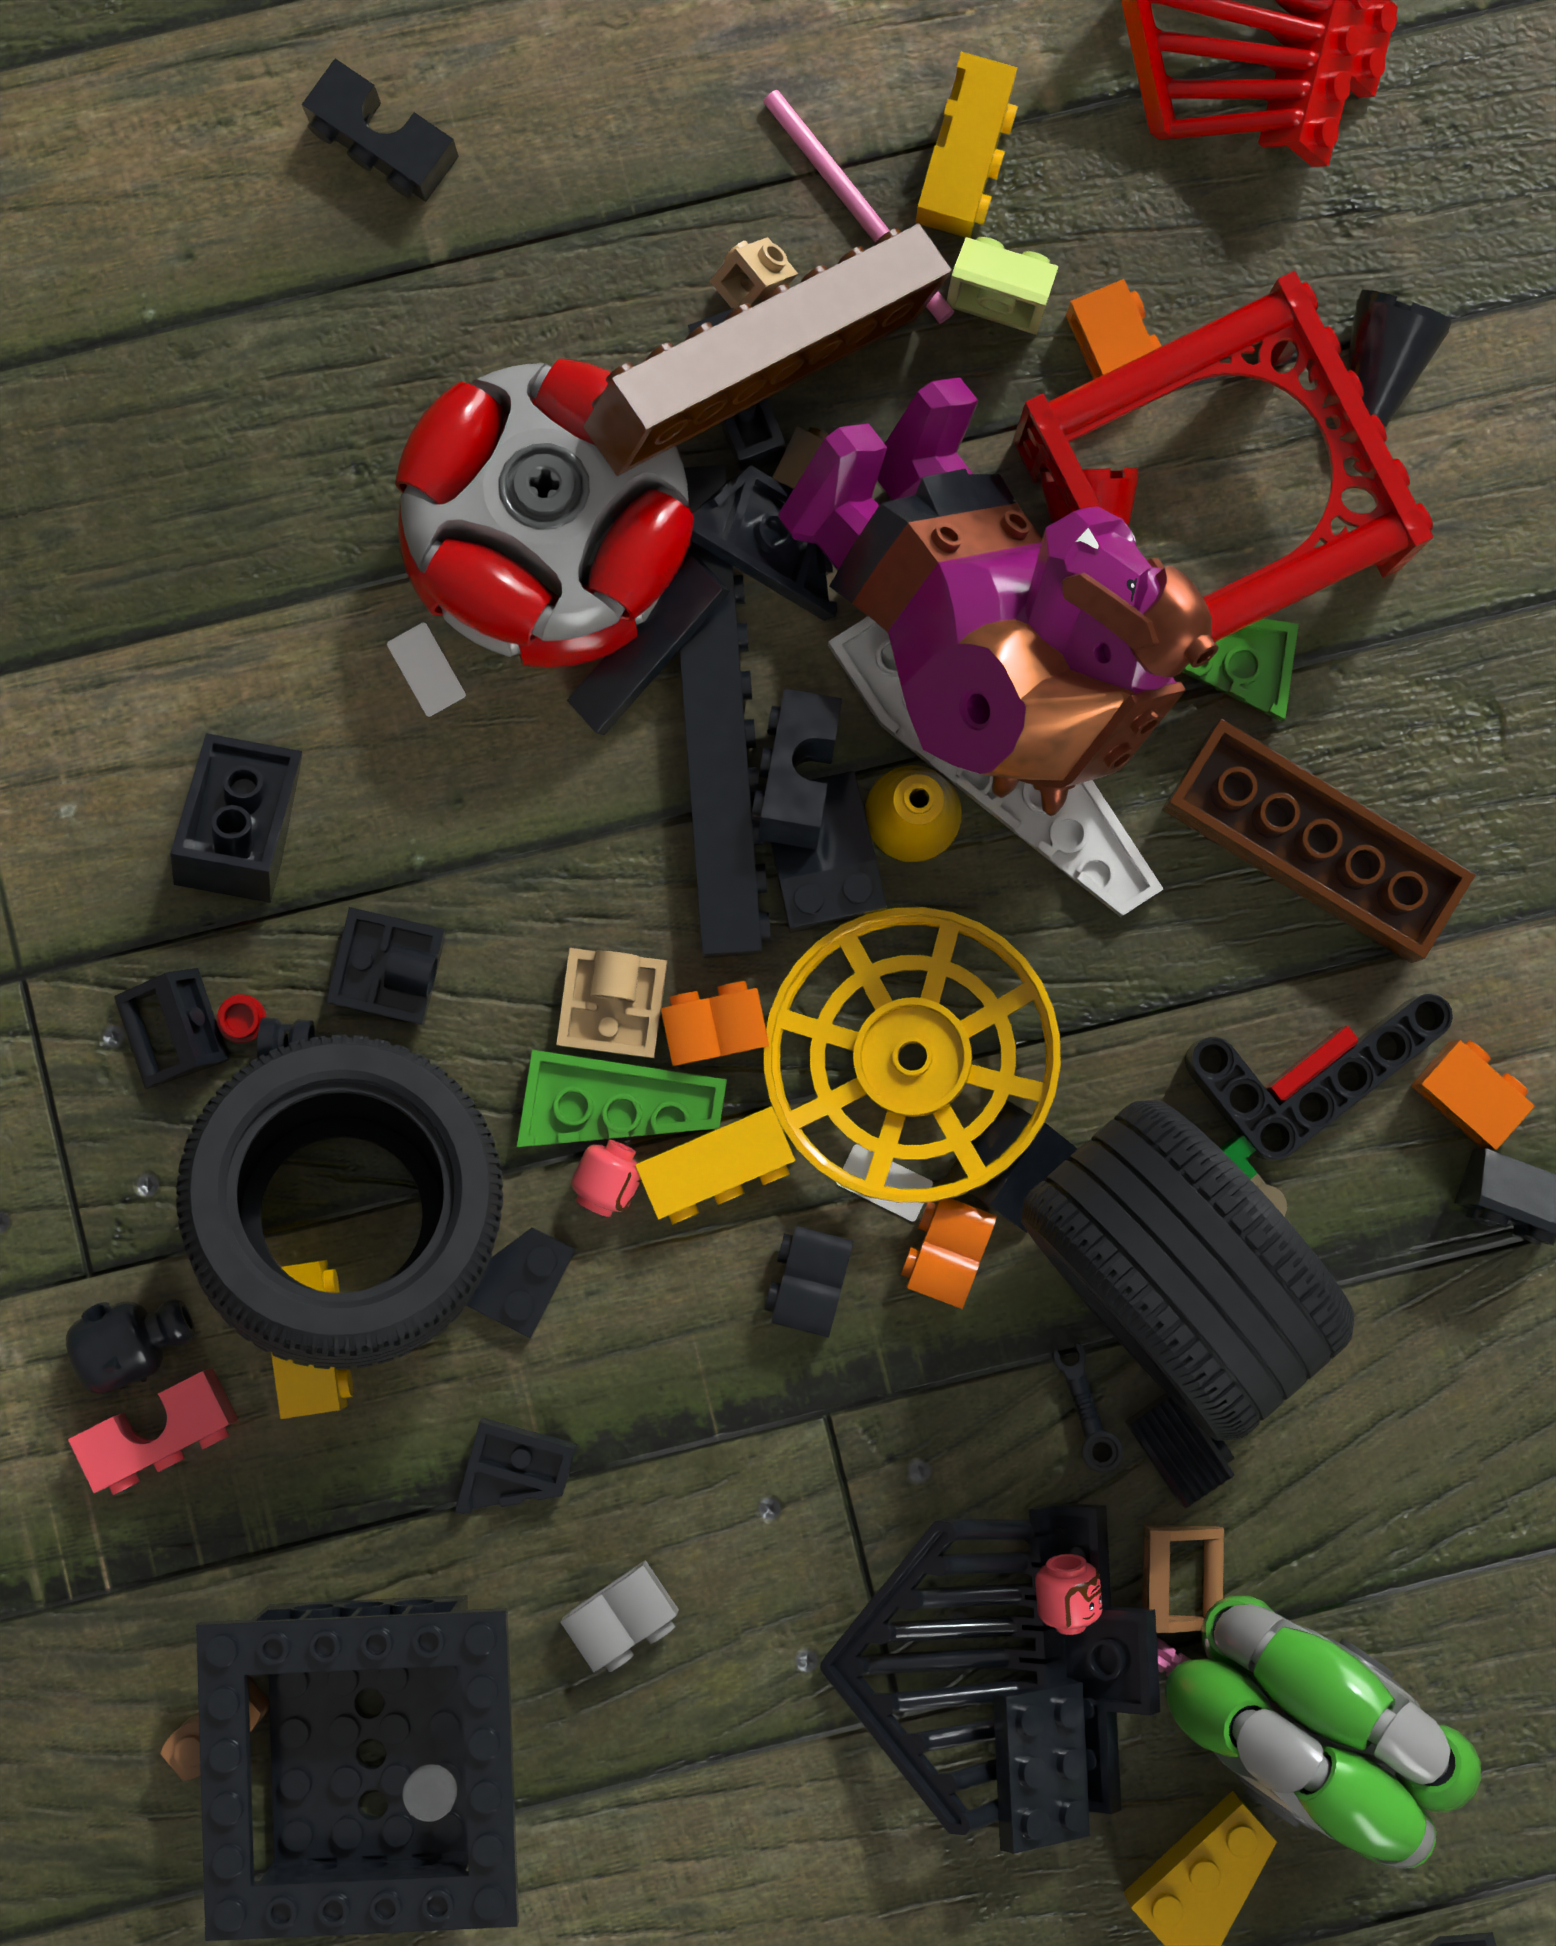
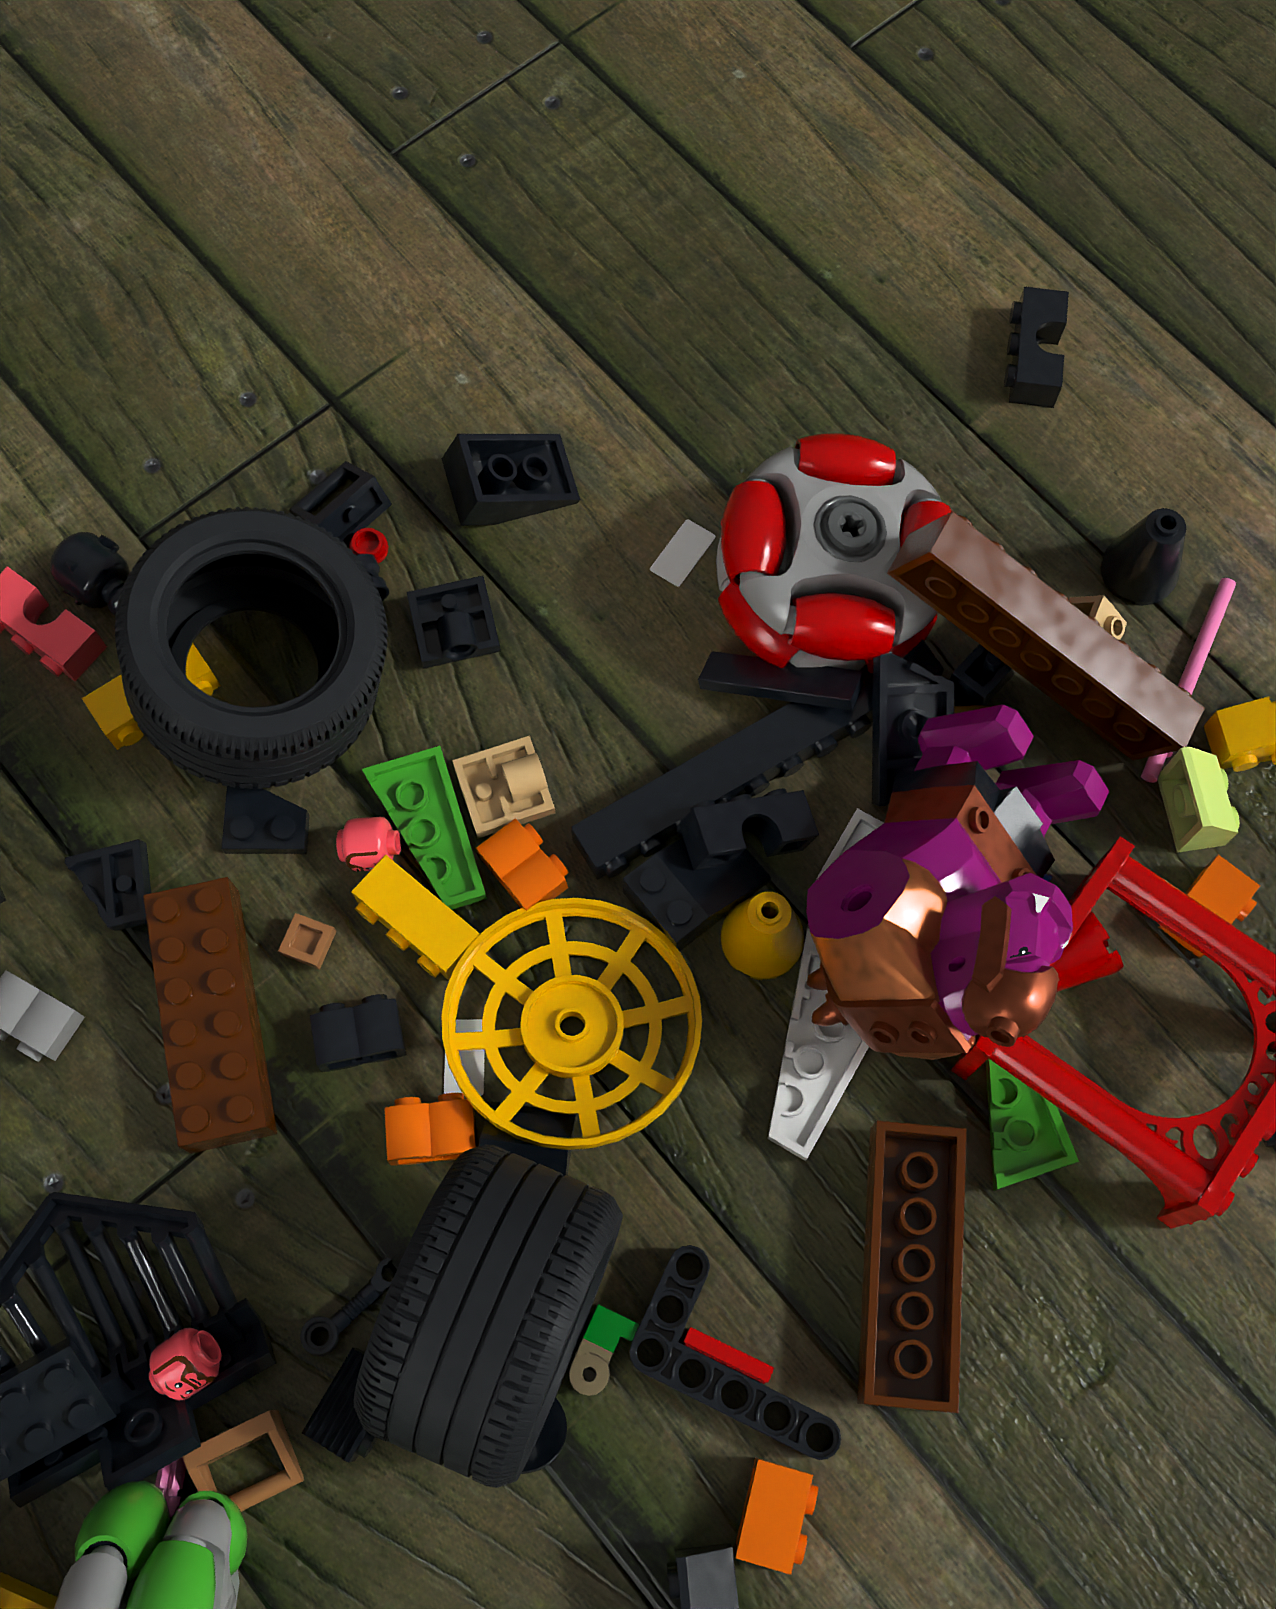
camera: 65 degrees right, 15 degrees down
(682, 1290) = (307, 941): none -> medium nougat plate
(704, 175) = (1146, 558): none -> black cone
(713, 1426) = (209, 1016): none -> reddish brown brick

